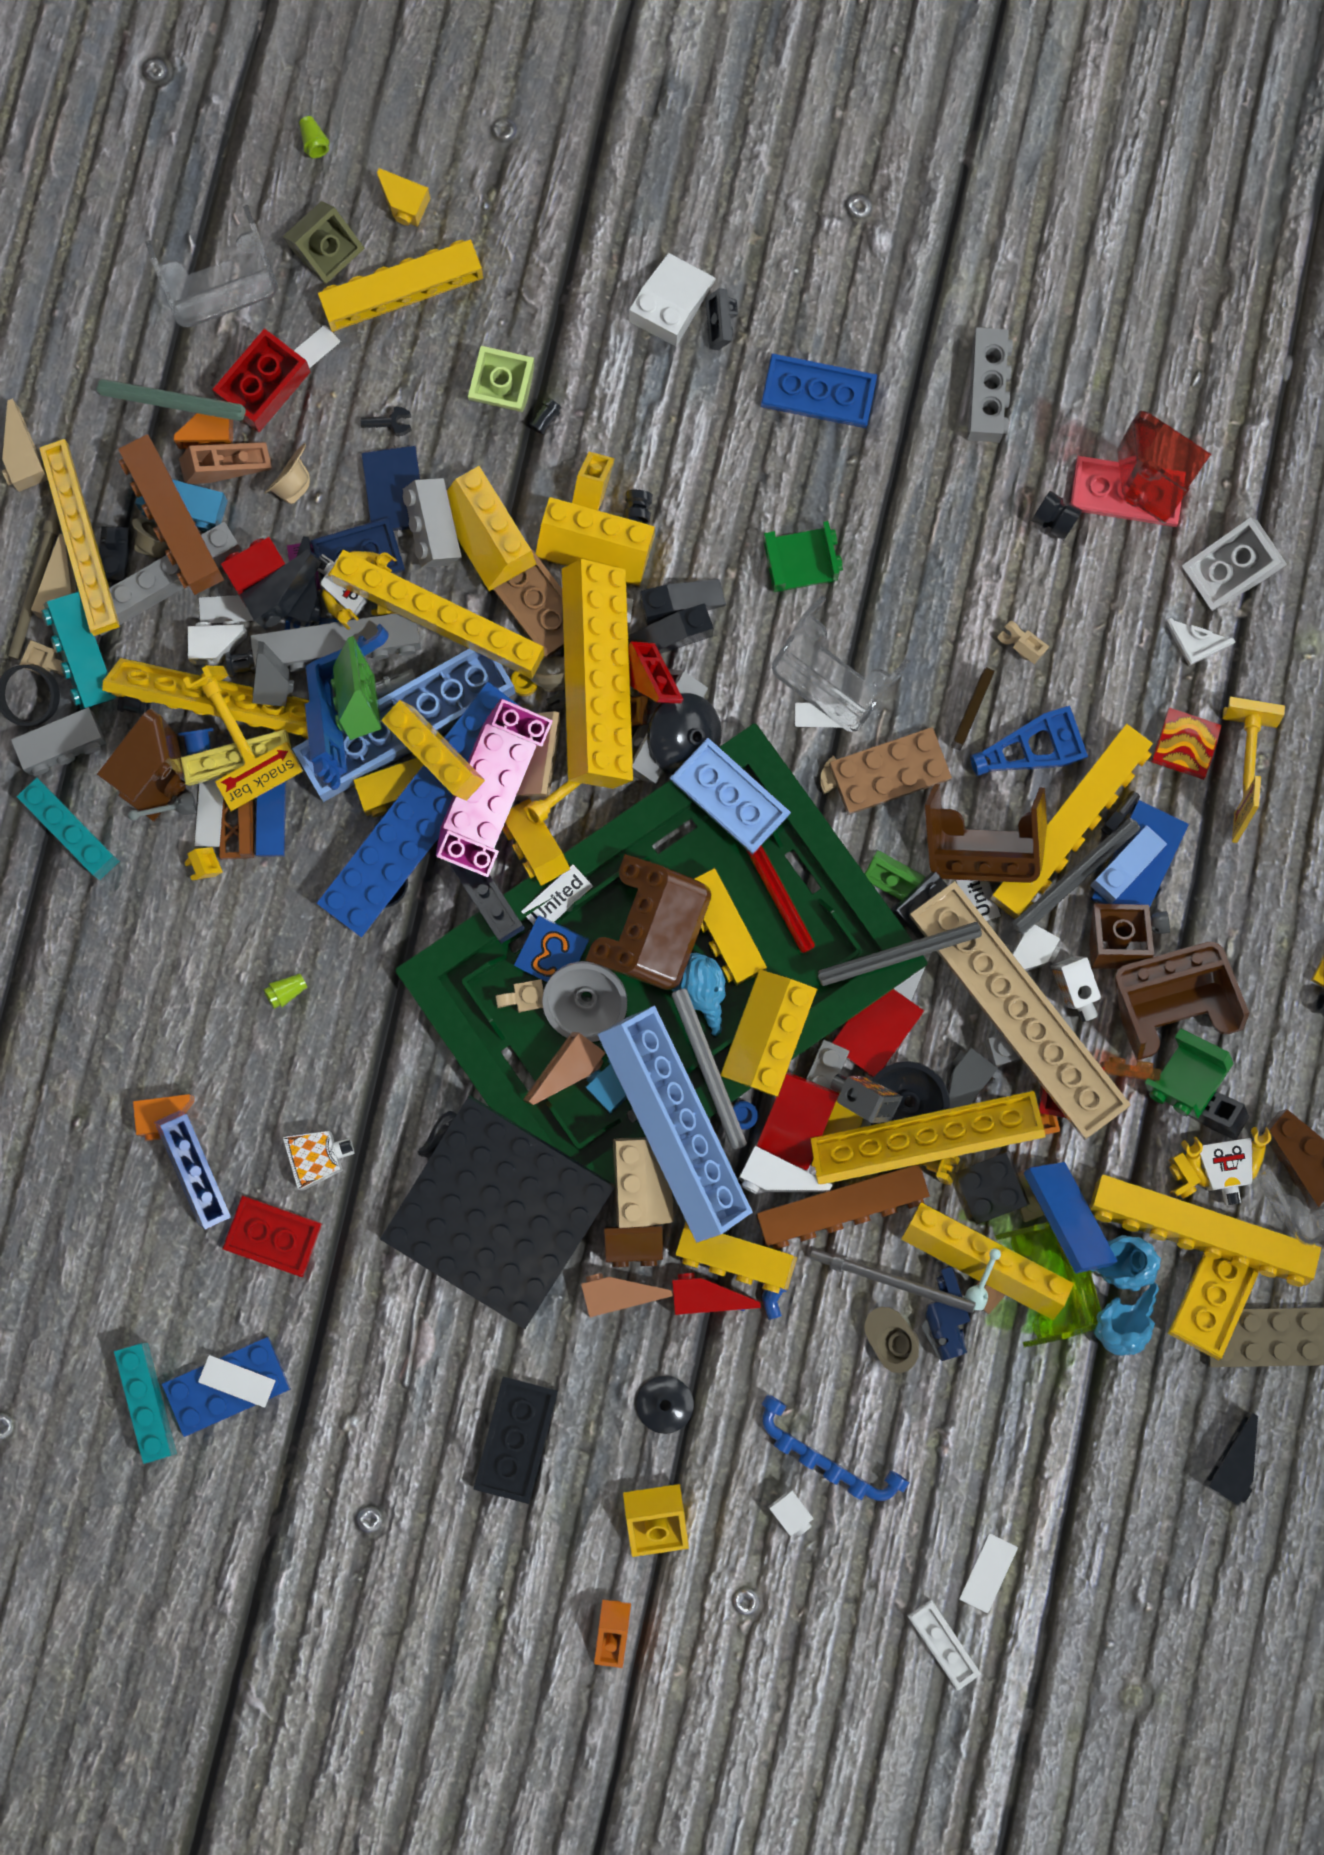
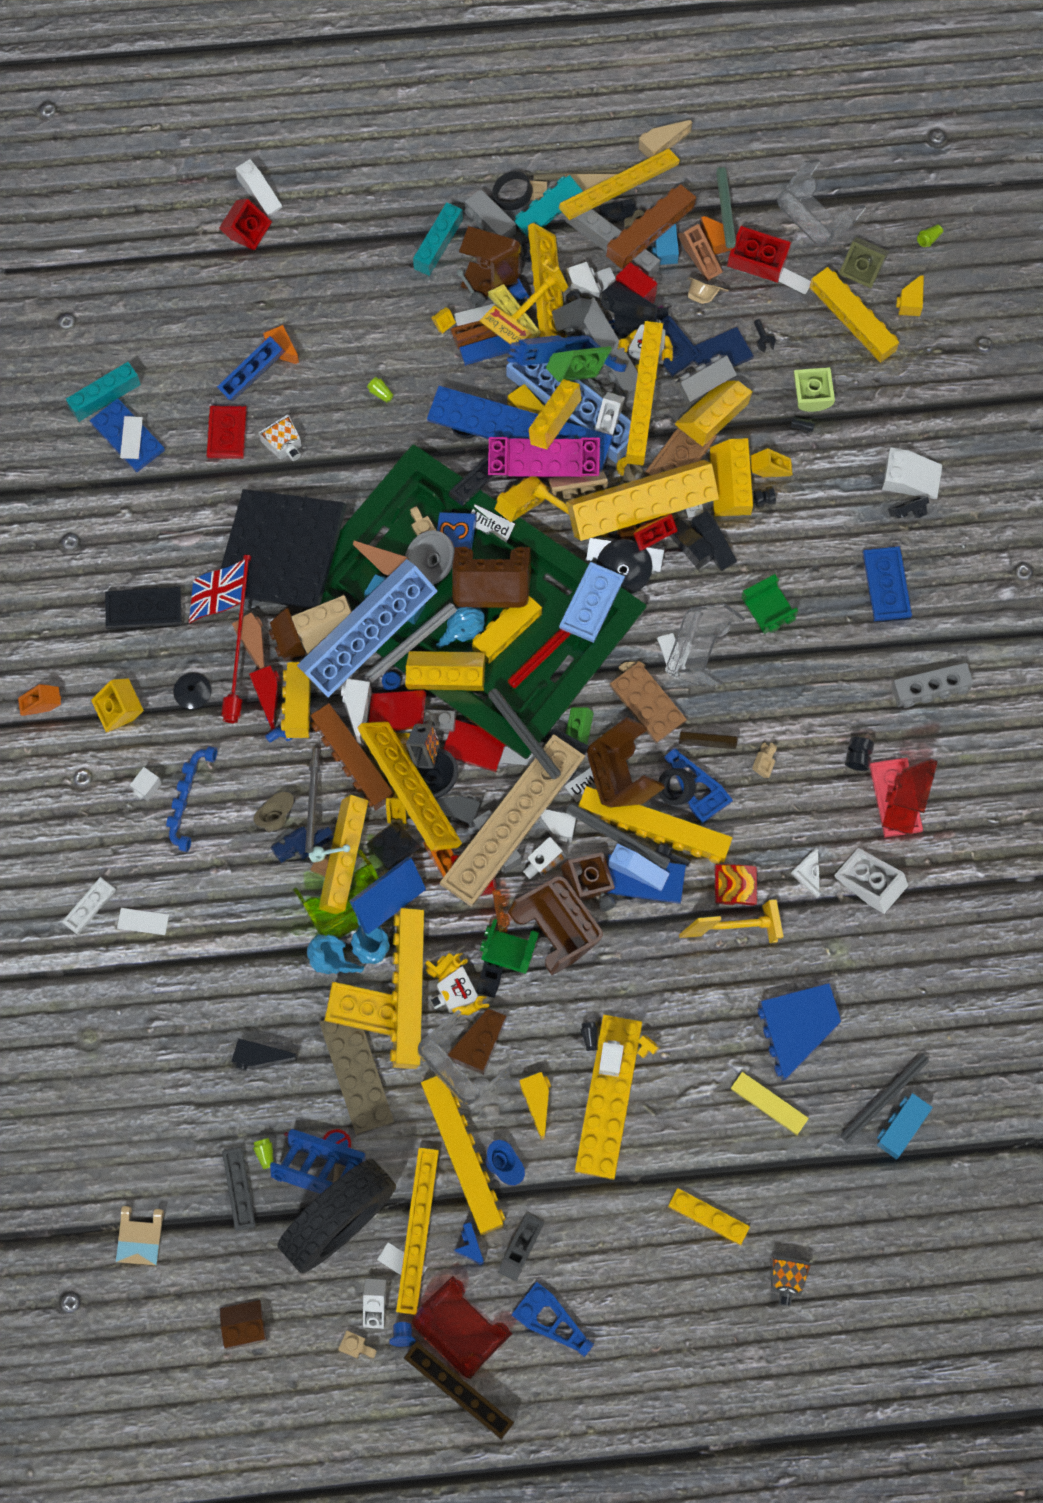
camera: 75 degrees right, 10 degrees down
(452, 673) = (609, 413): none -> white slope
(533, 1321) = (215, 594): none -> flag
(1019, 759) = (689, 786): none -> black tyre

